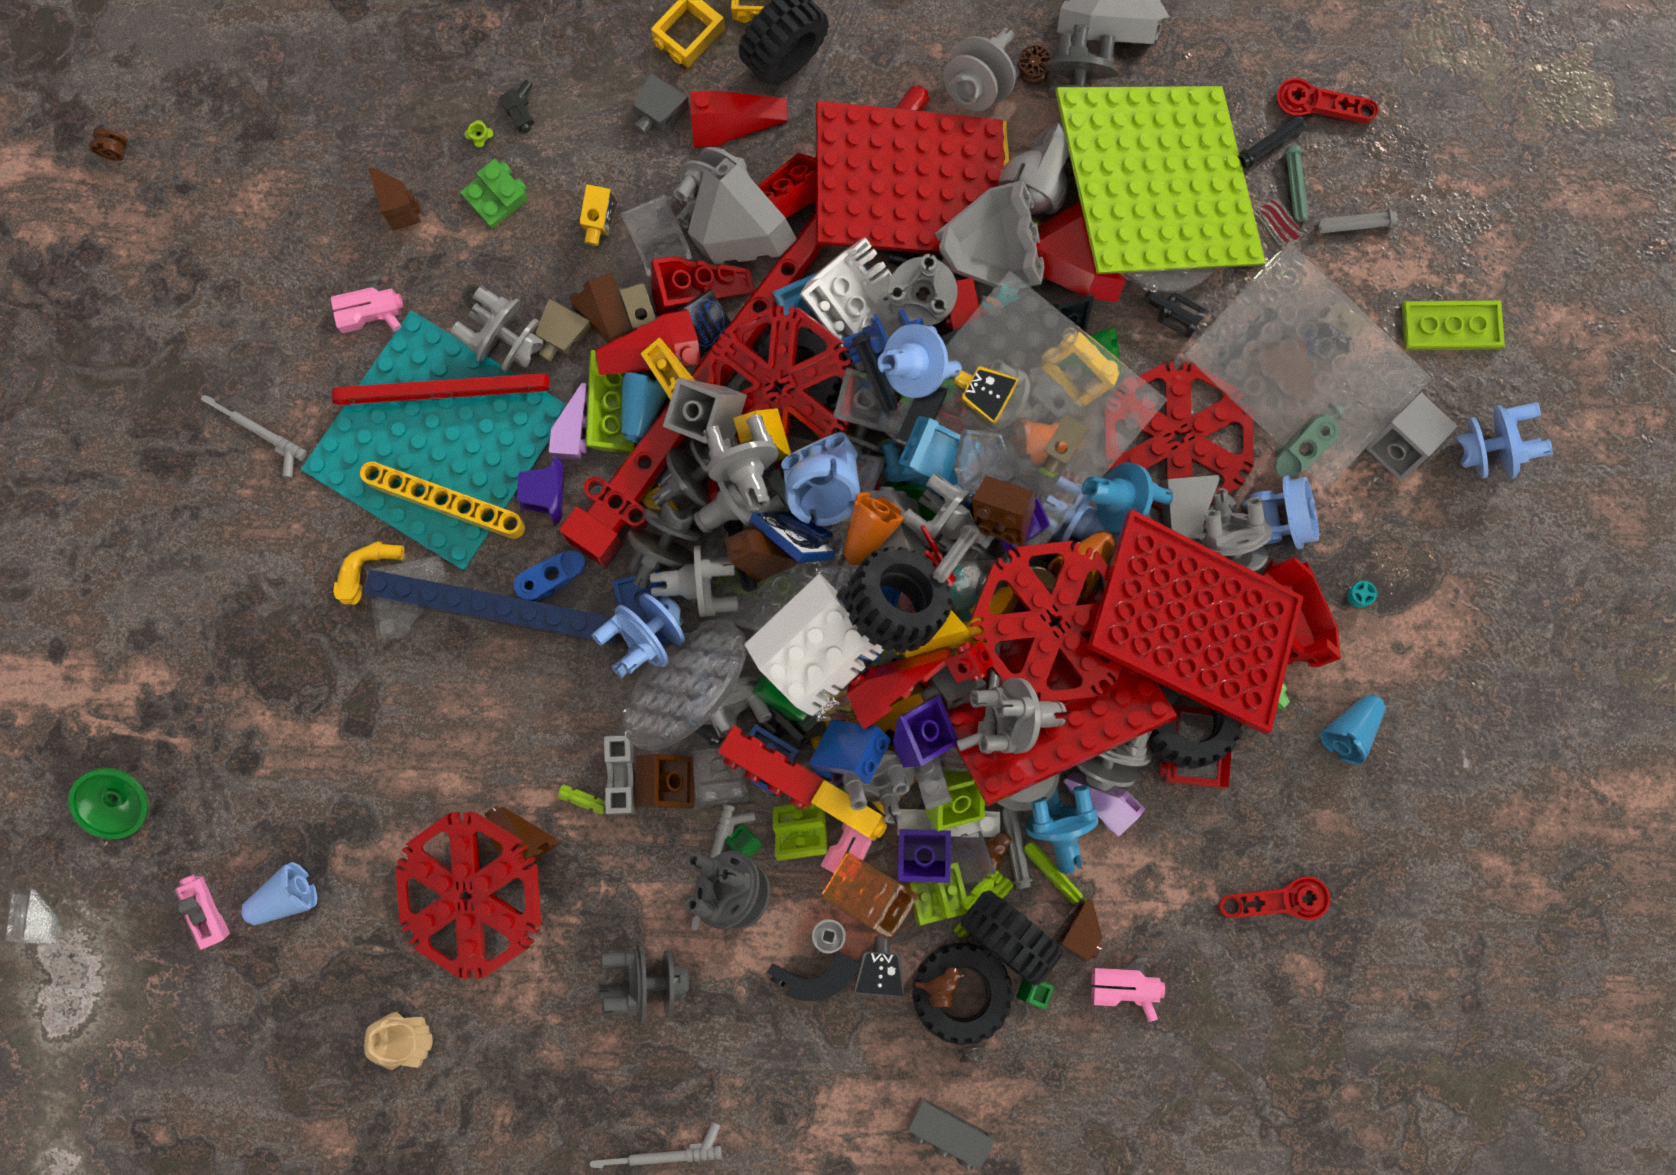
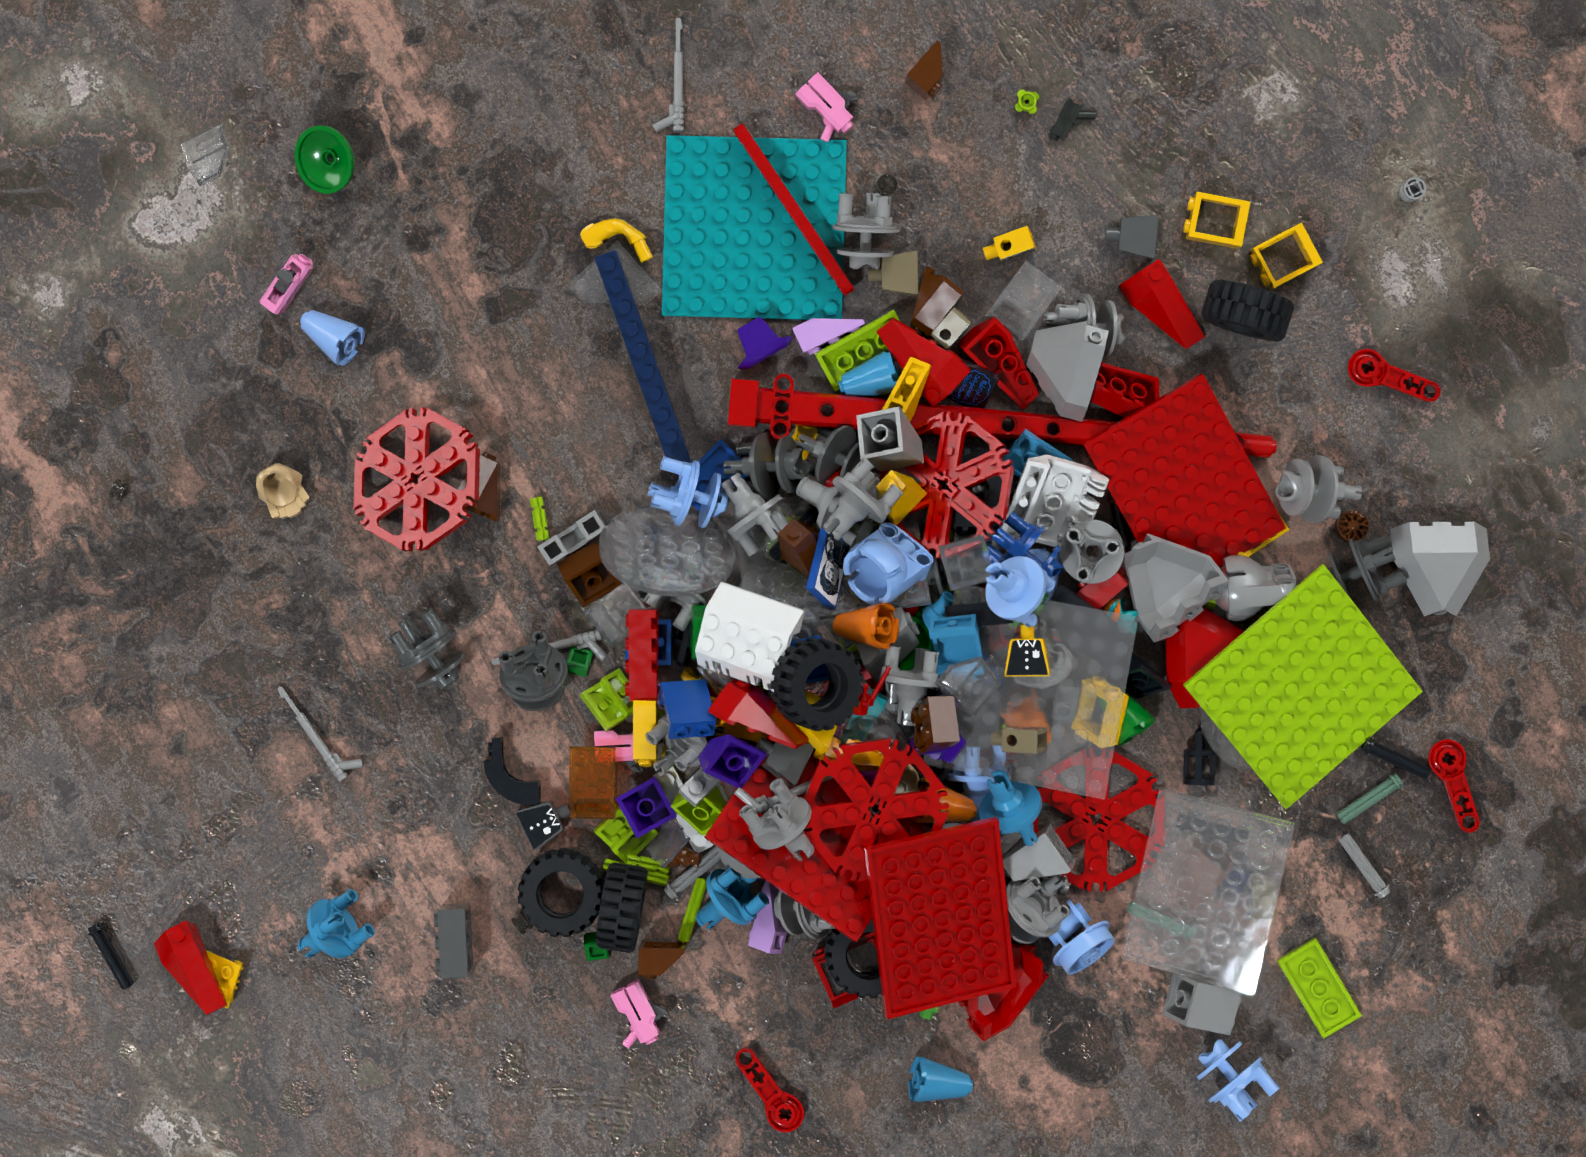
camera: 55 degrees right, 10 degrees up
(434, 492) = (705, 256): yellow beam -> none
(495, 193) = (983, 147): bright green plate -> none
(569, 566) = (713, 396): blue piece -> none
(811, 532) = (839, 581): clear blue tile -> none
(828, 936) = (545, 768): light grey wheel -> none
(876, 377) = (994, 555): black axle -> none
(942, 988) = (554, 877): reddish brown animal -> none
(969, 535) = (901, 707): light grey axle -> none
(969, 662) = (802, 764): red brick -> none
(1279, 222) = (1327, 803): tile -> none
(1290, 460) = (1123, 920): sand green piece -> none
(1366, 591) = (1050, 1035): teal wheel -> none

